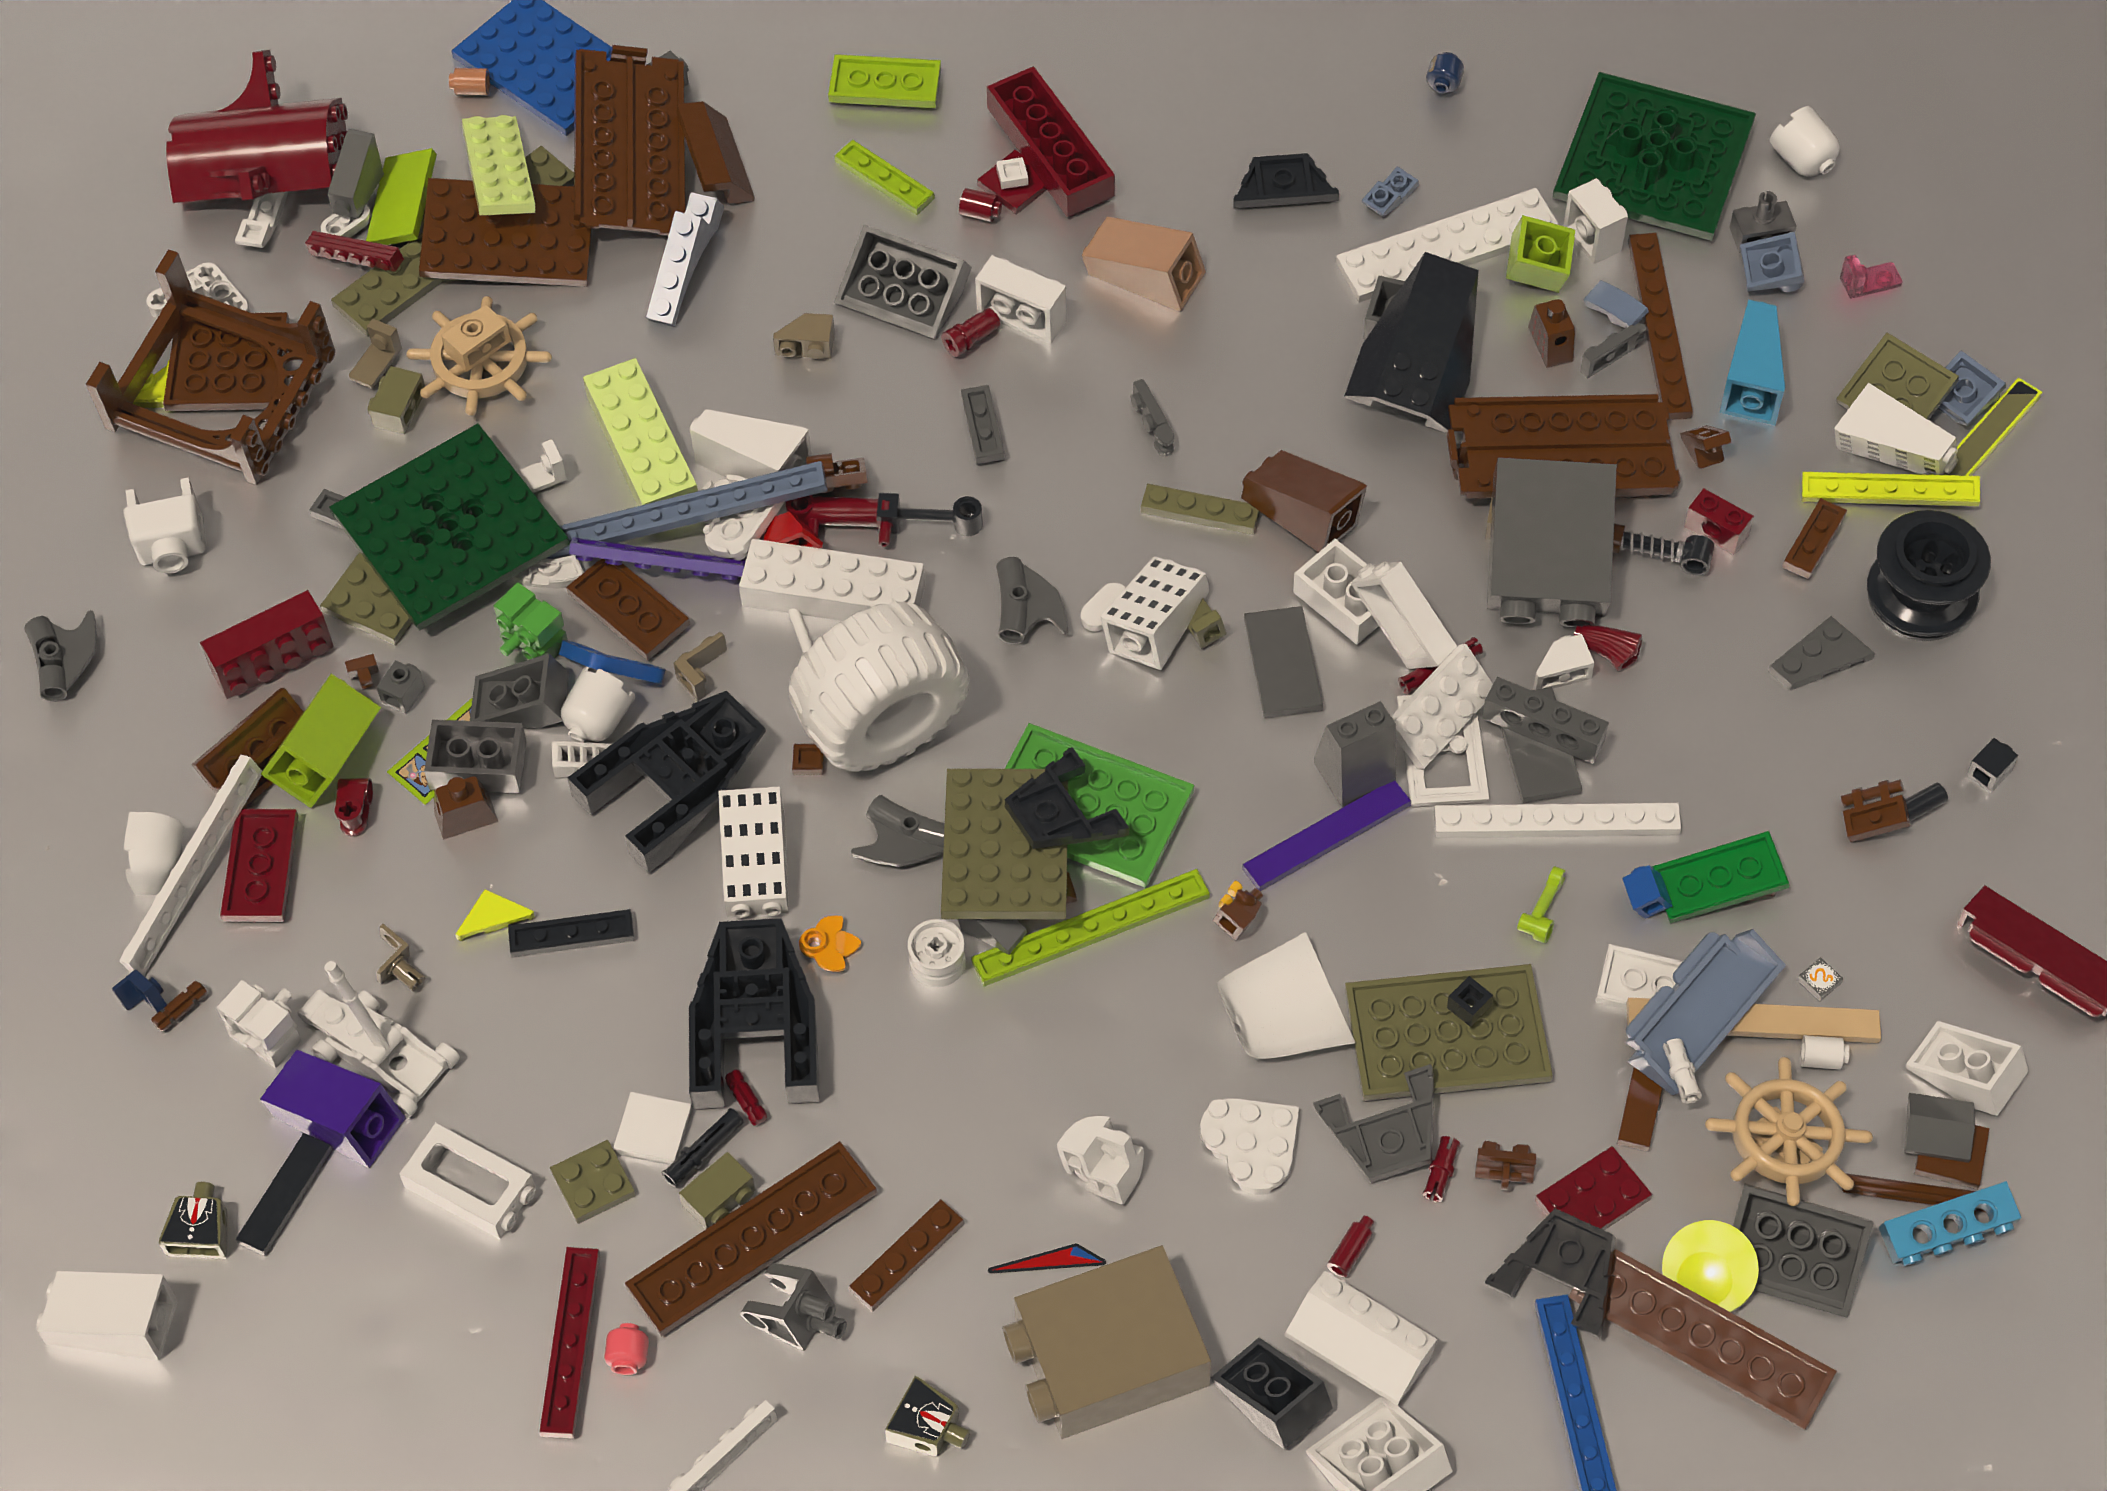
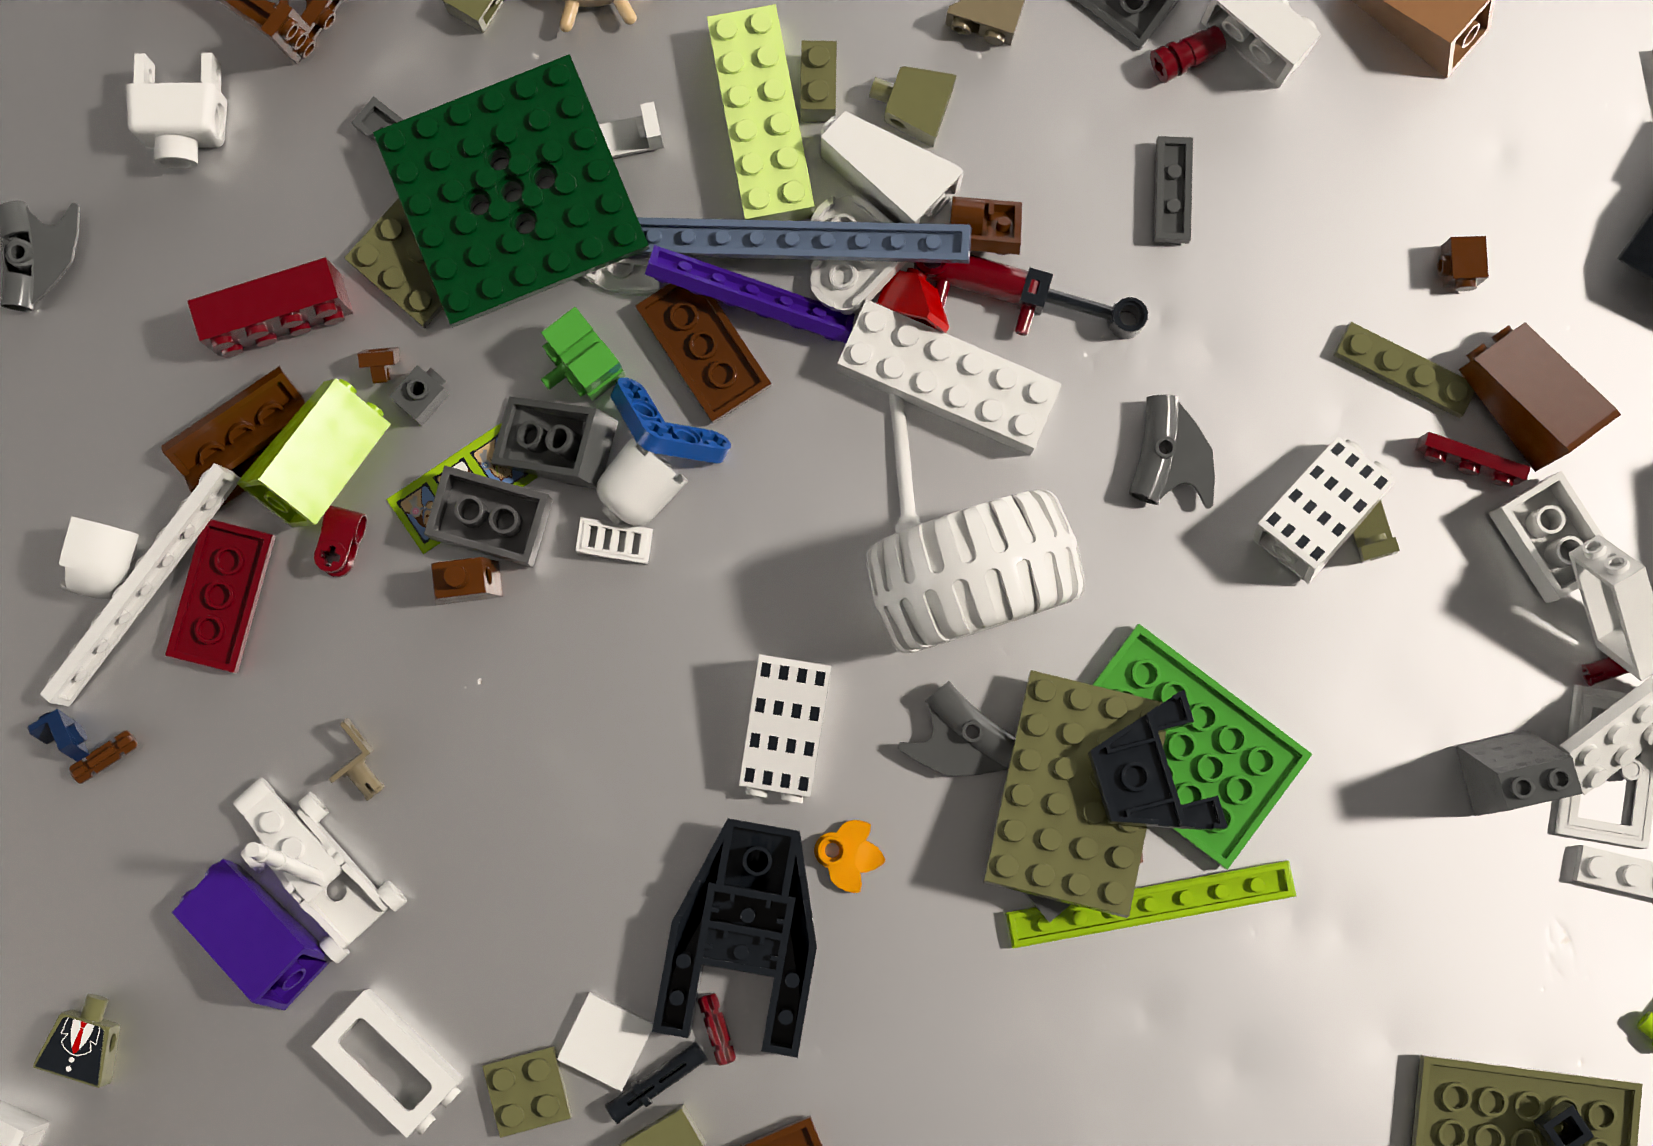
camera: 10 degrees right, 25 degrees up
(260, 1022) = (185, 815): white brick -> none
(284, 1194) = (181, 1027): black tile -> none
(492, 914) = (474, 721): neon yellow tile -> none
(571, 933) = (559, 767): black tile -> none
(680, 404) = (818, 80): none -> olive brick
(684, 758) = (735, 584): black wedge -> none
(689, 664) = (761, 466): dark tan bracket -> none
(763, 400) = (915, 101): none -> olive torso
(807, 760) = (864, 604): reddish brown tile -> none
(936, 953) = (980, 918): white wheel -> none
(1095, 607) = (1261, 479): white tile -> none
(1153, 417) = (1380, 233): dark grey hinge -> none
(1224, 424) = (1463, 262): none -> reddish brown brick
(1238, 913) = (1326, 933): reddish brown piece -> none
(1266, 554) = (1472, 460): none -> dark red plate
(1283, 662) = (1454, 605): dark grey tile -> none
(1284, 1003) = (1348, 1069): white piece -> none
(1326, 835) = (1447, 850): dark purple tile -> none

